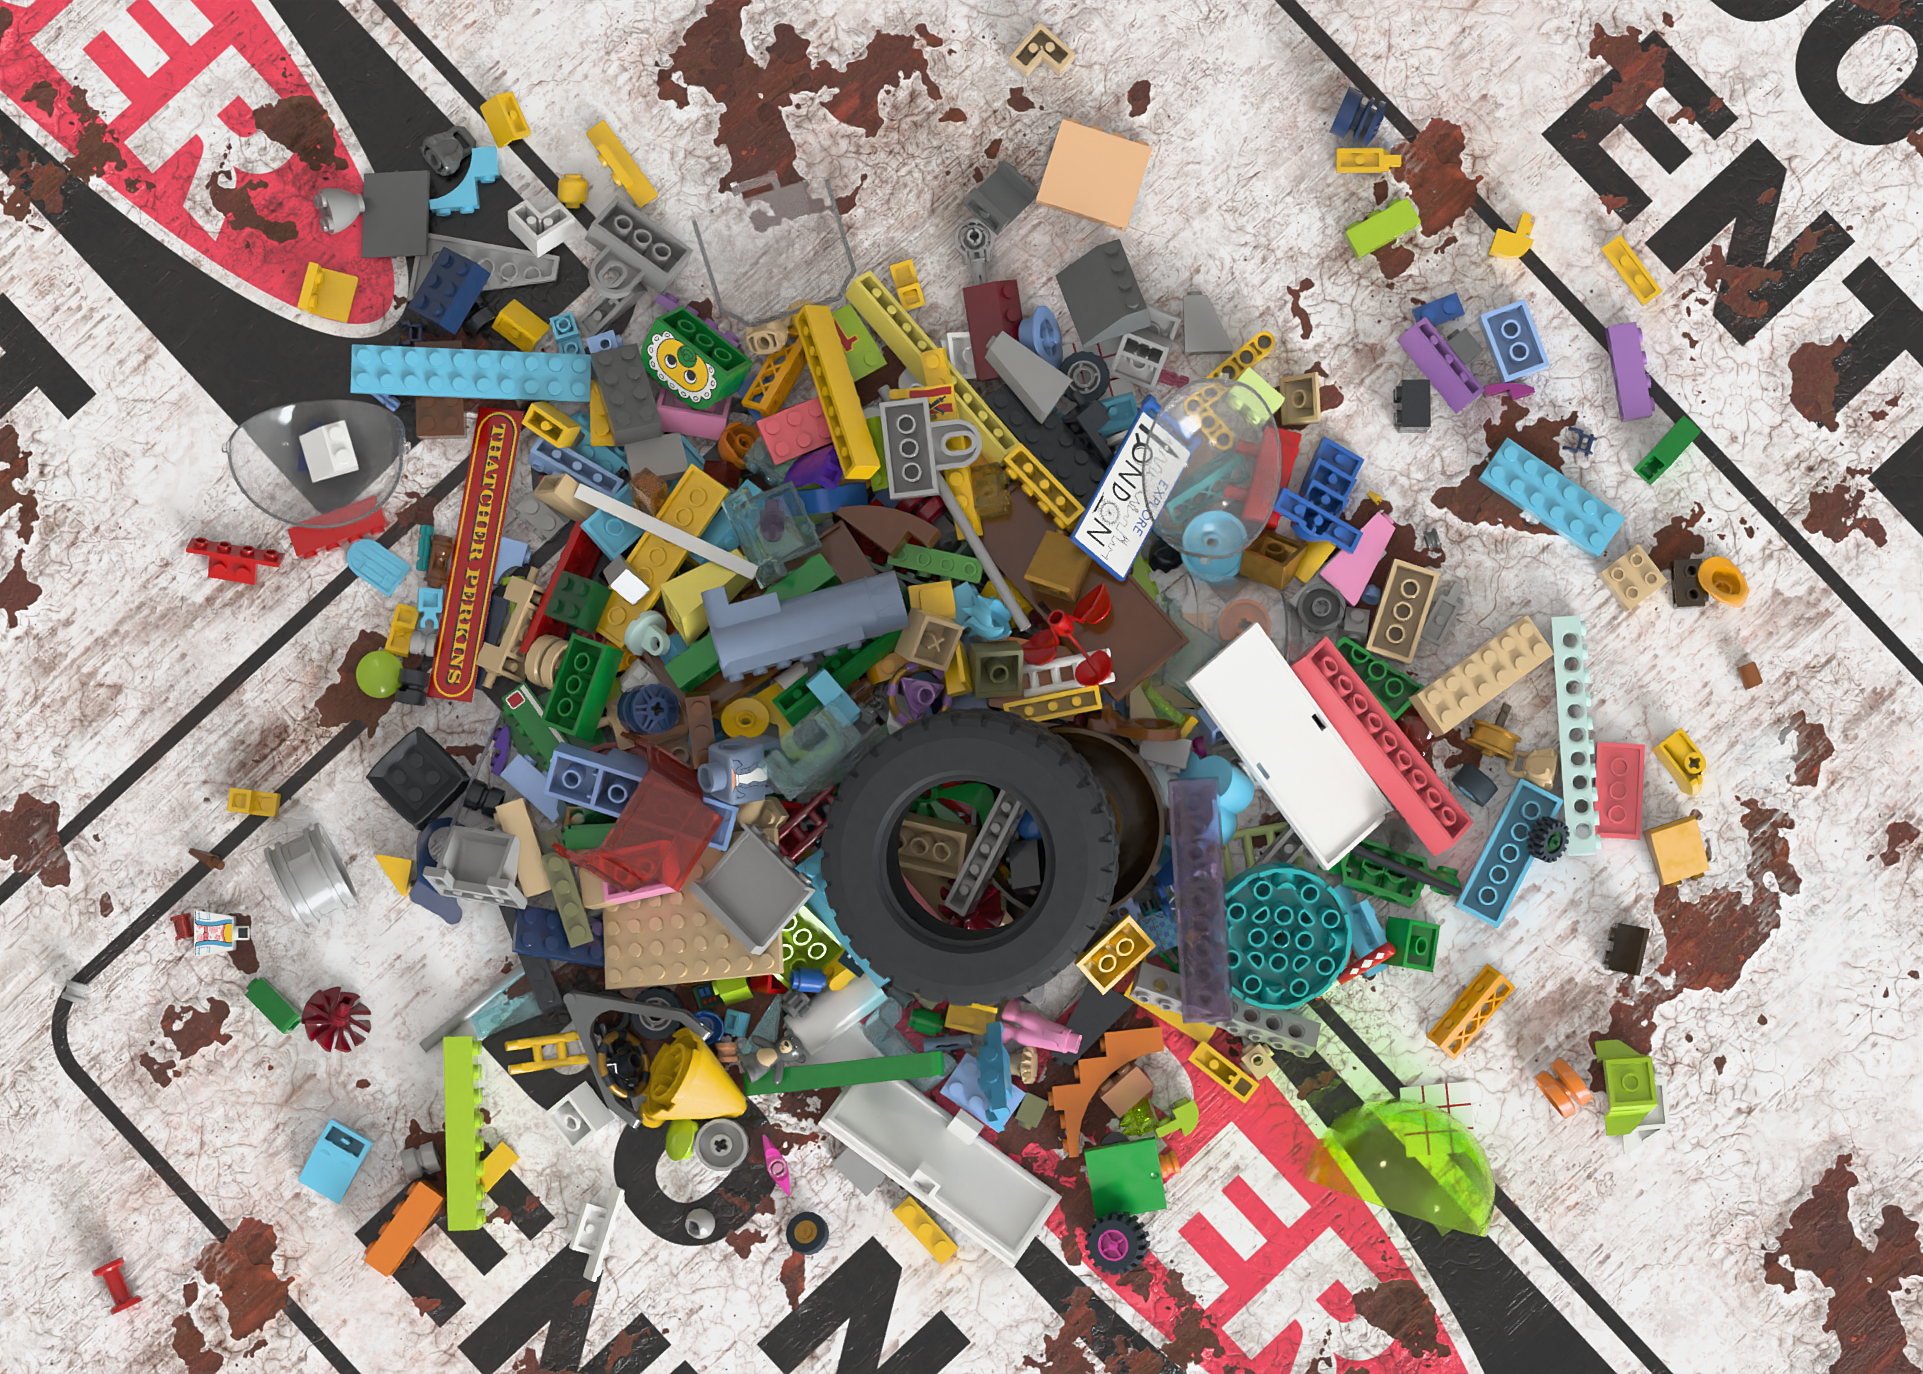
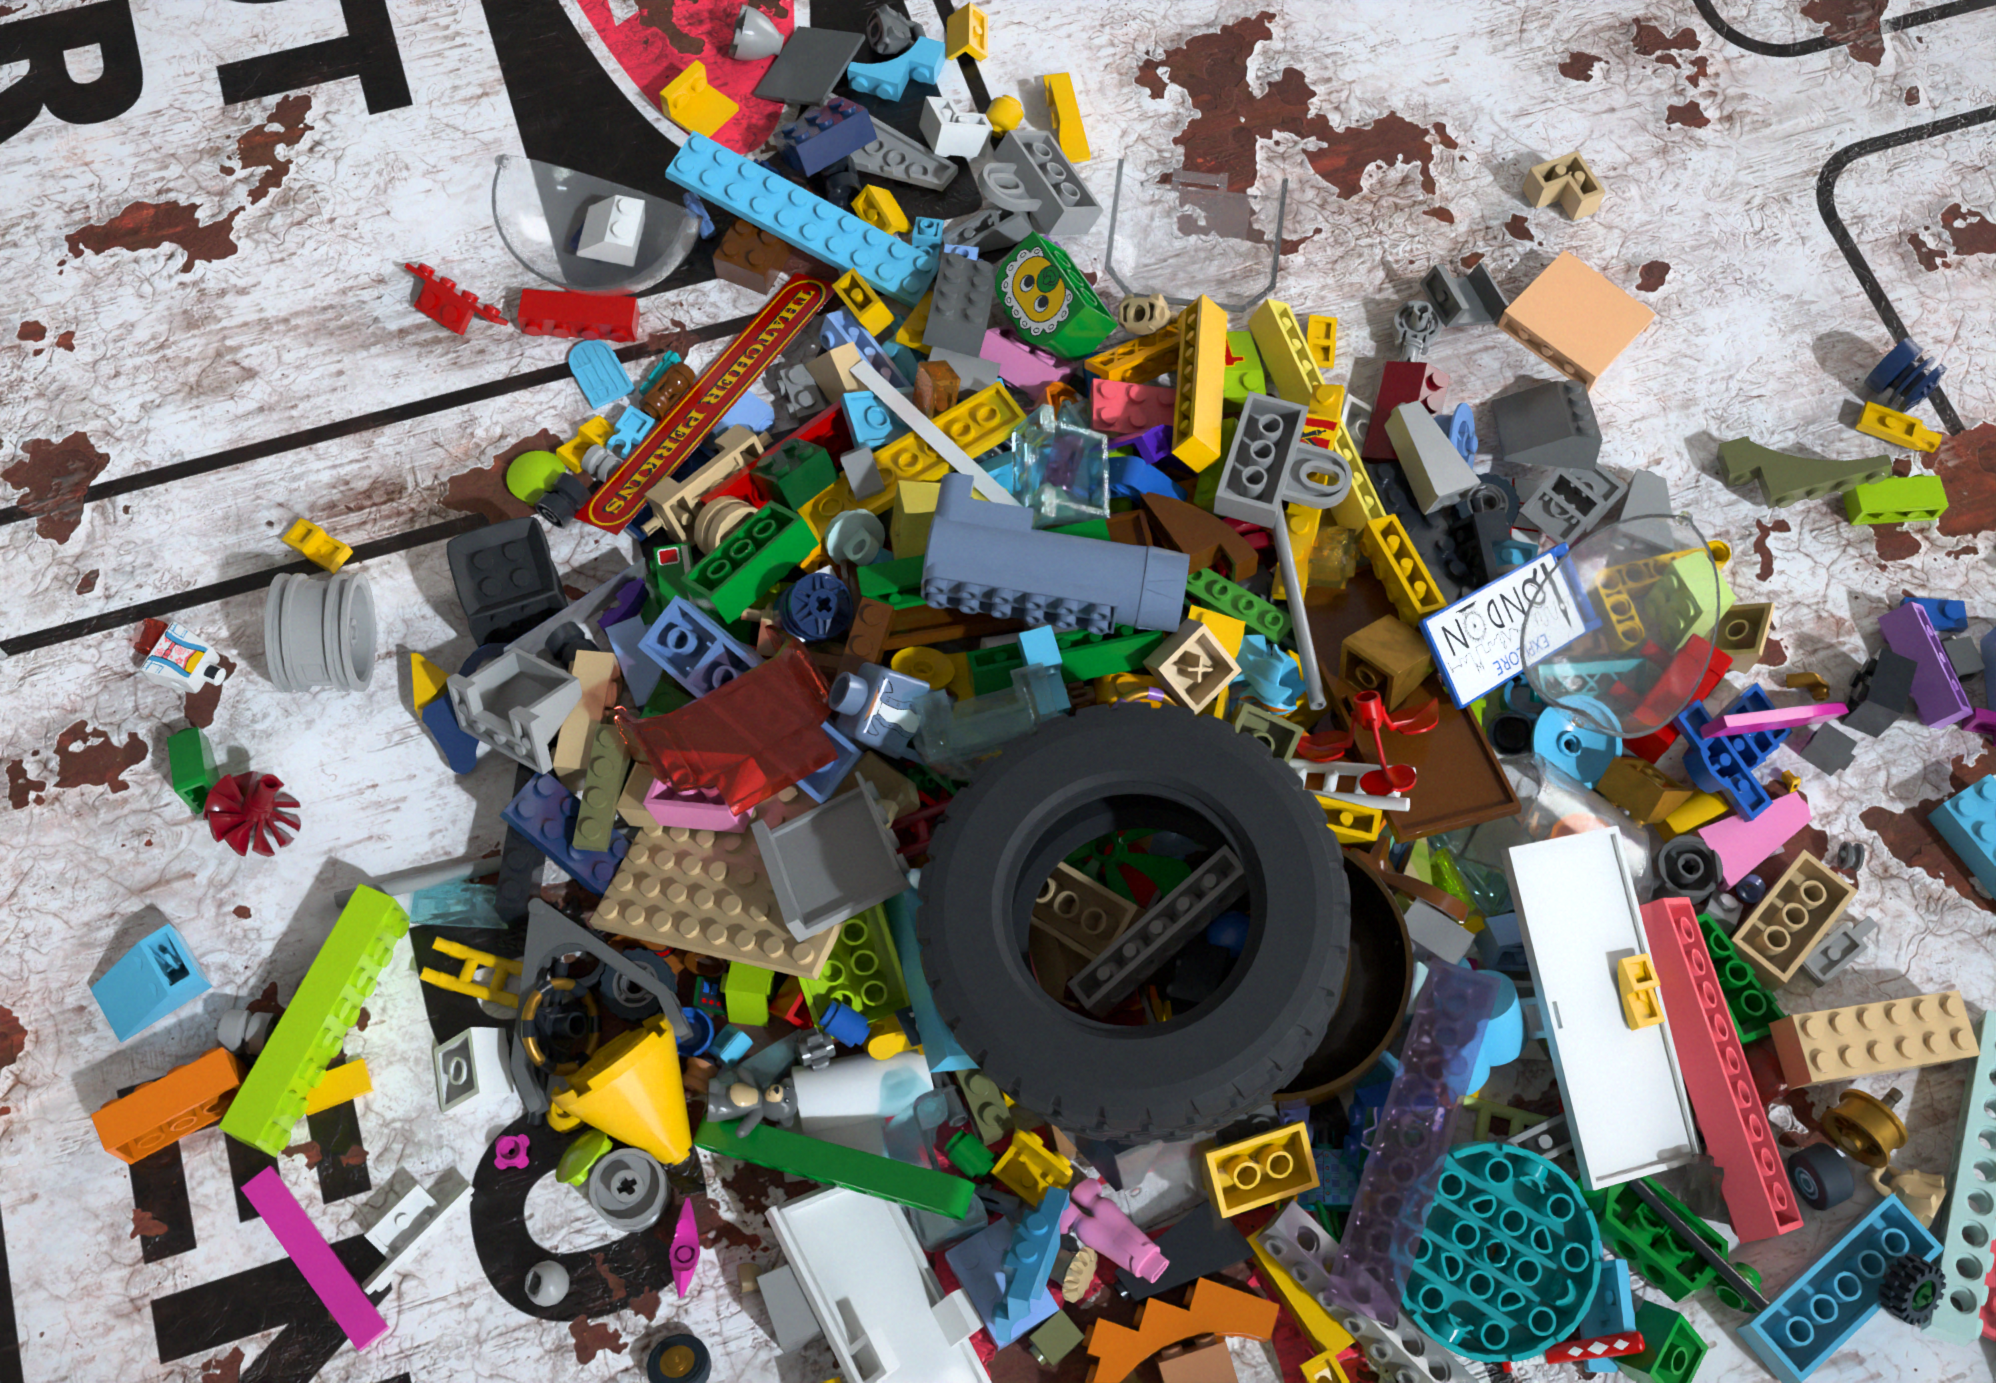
camera: 20 degrees right, 20 degrees down
(208, 859) = (230, 584): reddish brown bar -> none
(544, 1274) = (315, 1258): none -> dark pink tile
(638, 1155) = (505, 1144): none -> dark pink plate
(822, 1160) = (747, 1276): none -> tan hinge
(1298, 252) = (1793, 478): none -> olive arch
(1310, 726) = (1636, 987): none -> yellow slope
(1341, 472) = (1773, 719): none -> dark pink tile
(1363, 412) = (1812, 682): none -> pearl gold arm
(1393, 463) = (1829, 749): none -> dark grey brick

